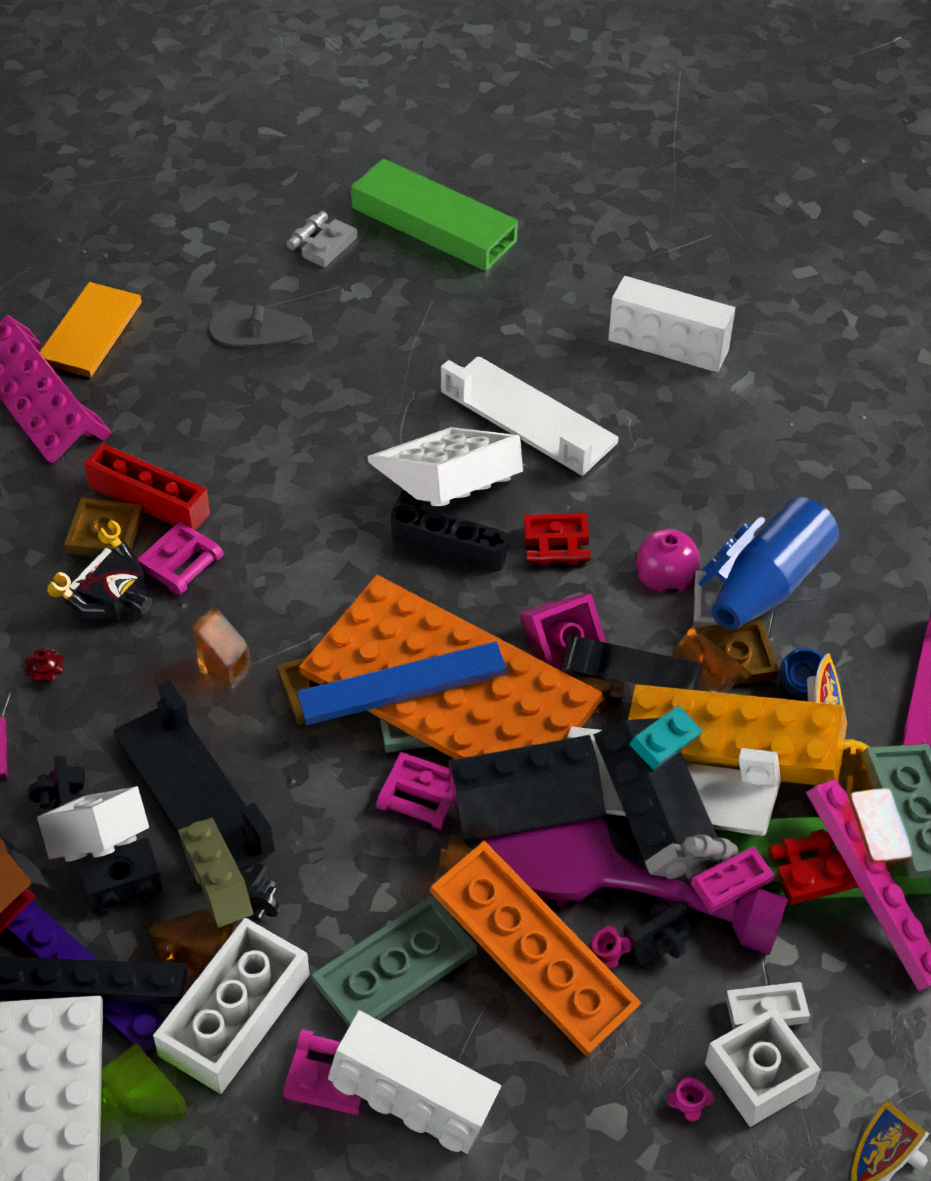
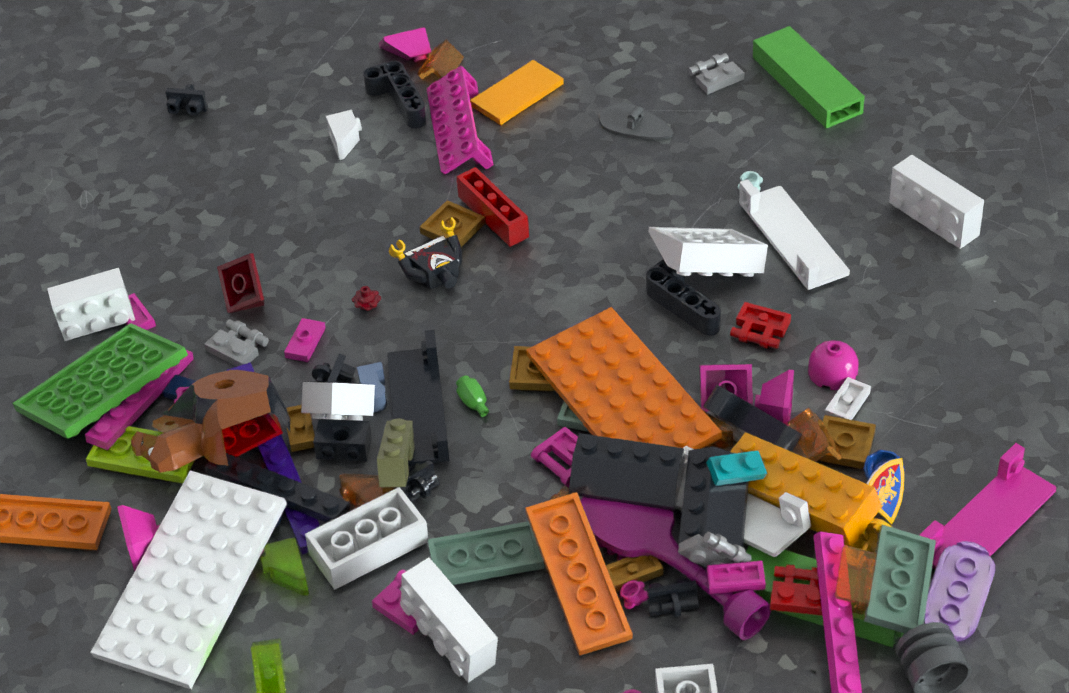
camera: 30 degrees right, 5 degrees down
(60, 877) = (301, 429): none -> pearl gold plate
(112, 774) = (374, 375): none -> sand blue leg
(175, 549) = (490, 253): dark pink plate -> none
(220, 648) = (481, 322): clear orange slope -> none
(256, 749) = (472, 394): none -> bright green plant
(401, 683) = (585, 379): blue tile -> none
(436, 359) = (753, 177): none -> light aqua plate
(594, 912) = (637, 568): none -> pearl gold plate
(640, 624) = (777, 397): none -> dark pink slope
(751, 1002) = (728, 670): white plate -> none
(769, 566) = (896, 389): blue piece -> none

